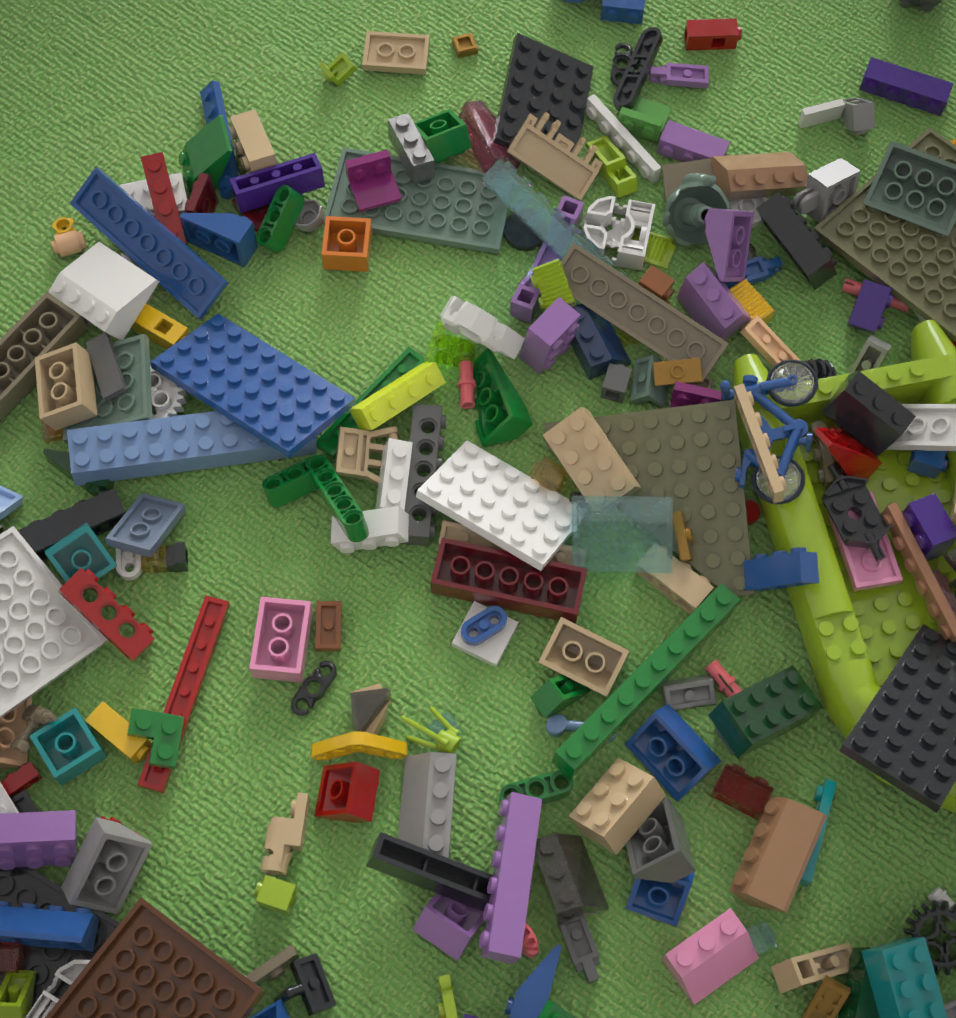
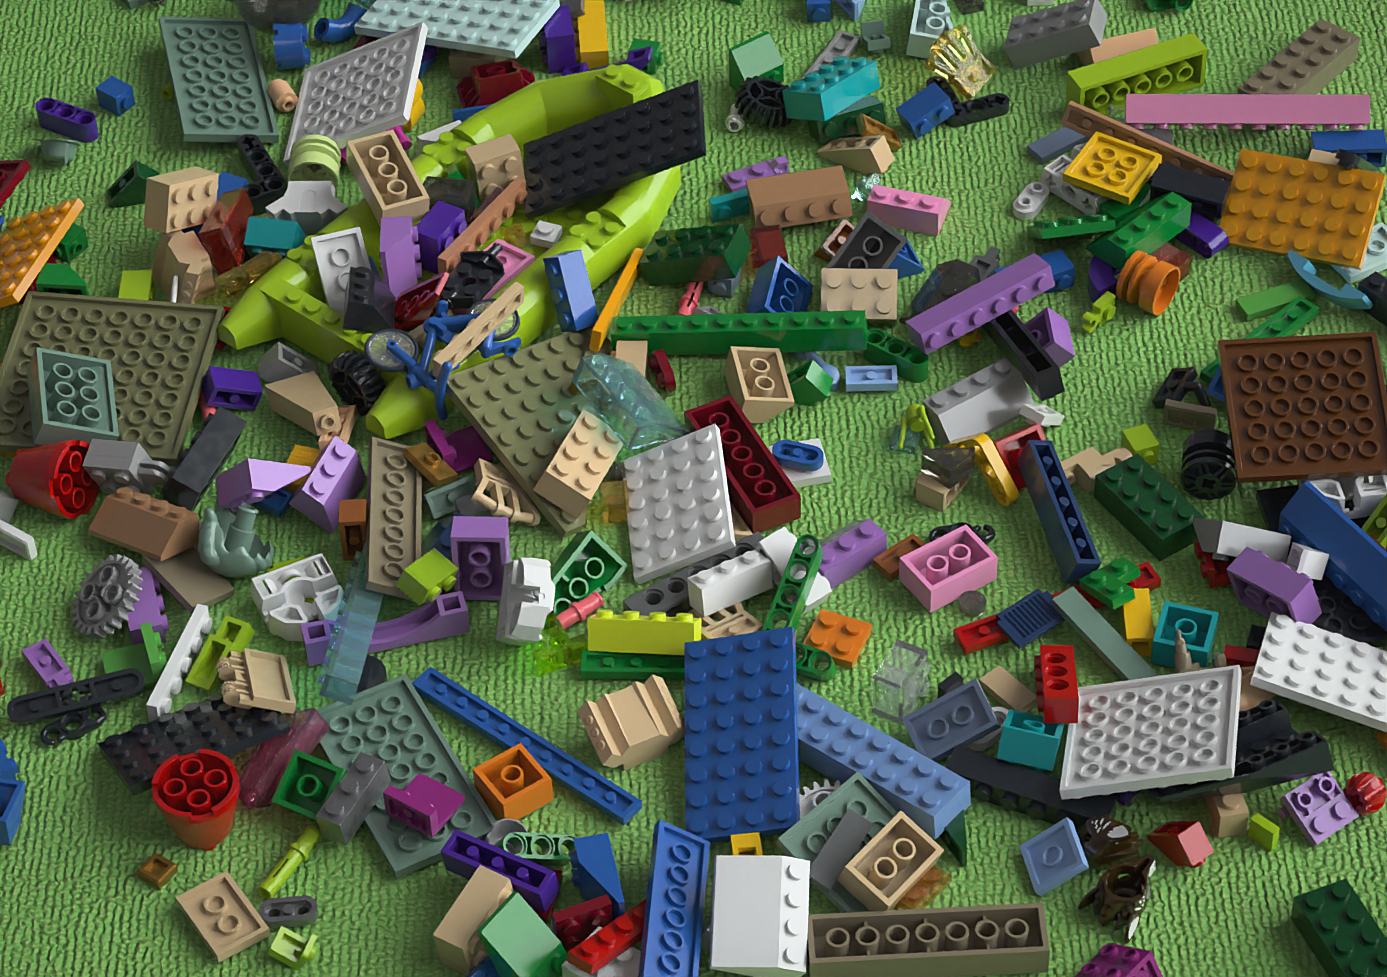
camera: 125 degrees left, 20 degrees down
(35, 886) = (1307, 561): none -> white slope
(110, 690) = (1101, 636): none -> sand green tile
(150, 598) = (1008, 690): none -> tan tile
(187, 658) = (1029, 618): none -> dark blue window
(196, 915) = (1208, 465): none -> black wheel
(207, 520) = (900, 682): none -> clear brick
(210, 840) = (1147, 506): none -> dark green brick
(243, 640) = (972, 603): none -> clear smoke tile
(259, 758) = (1058, 511): none -> dark blue brick
(298, 528) = (839, 636): none -> orange plate
(329, 335) = (633, 723): none -> tan slope
(366, 84) = (289, 911): none -> flat silver plate
(366, 831) = (1041, 414): none -> white plate
(371, 587) = (850, 550): none -> medium lavender slope
(379, 279) = (507, 733): none -> blue plate
(402, 99) = (296, 854): none -> lime pin
(478, 61) = (197, 796): none -> red cone
(528, 754) = (871, 378): none -> light blue plate
(628, 401) = (503, 485): none -> tan plate
(653, 604) = (664, 373): none -> dark red plate
(709, 120) = (106, 596): none -> light grey gear
(713, 862) = (834, 241): none -> dark orange slope
(762, 620) = (616, 300): none -> light orange tile
(810, 338) = (305, 402): none -> tan slope
(853, 860) = (736, 179): none -> medium lavender hinge
(857, 142) = (54, 478): none -> red cone
(886, 626) = (545, 234): none -> white plate
(899, 596) = (516, 230): none -> clear yellow plate
(914, 469) = (399, 254): none -> medium lavender slope

